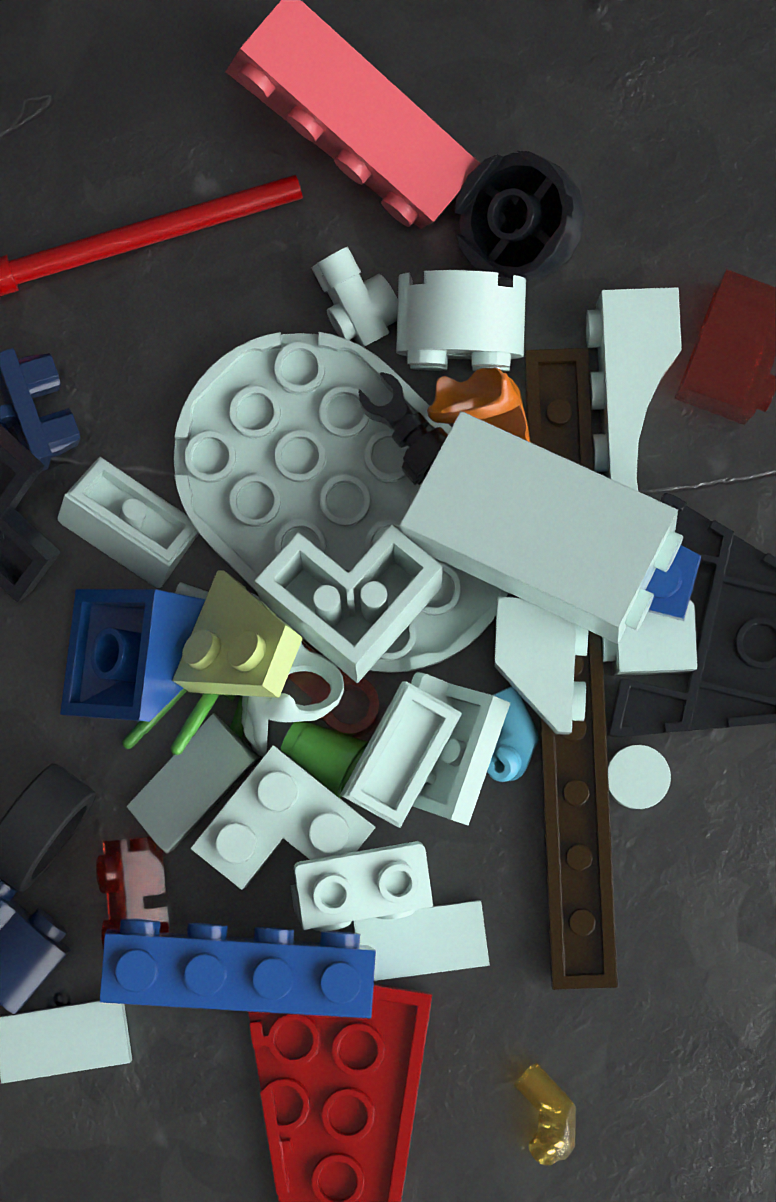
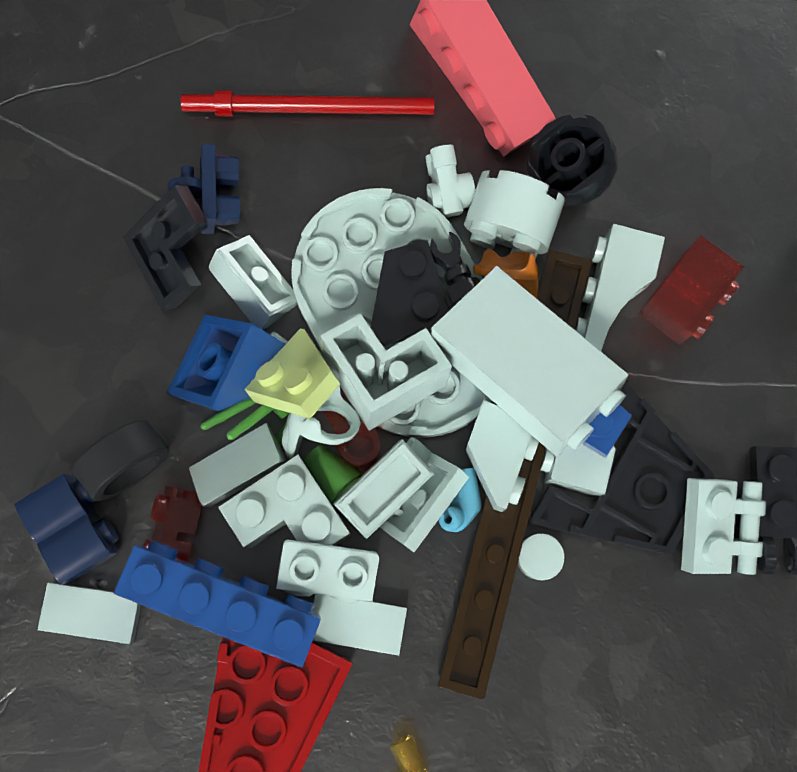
camera: 15 degrees right, 5 degrees down
(351, 479) = (407, 294): none -> black wing

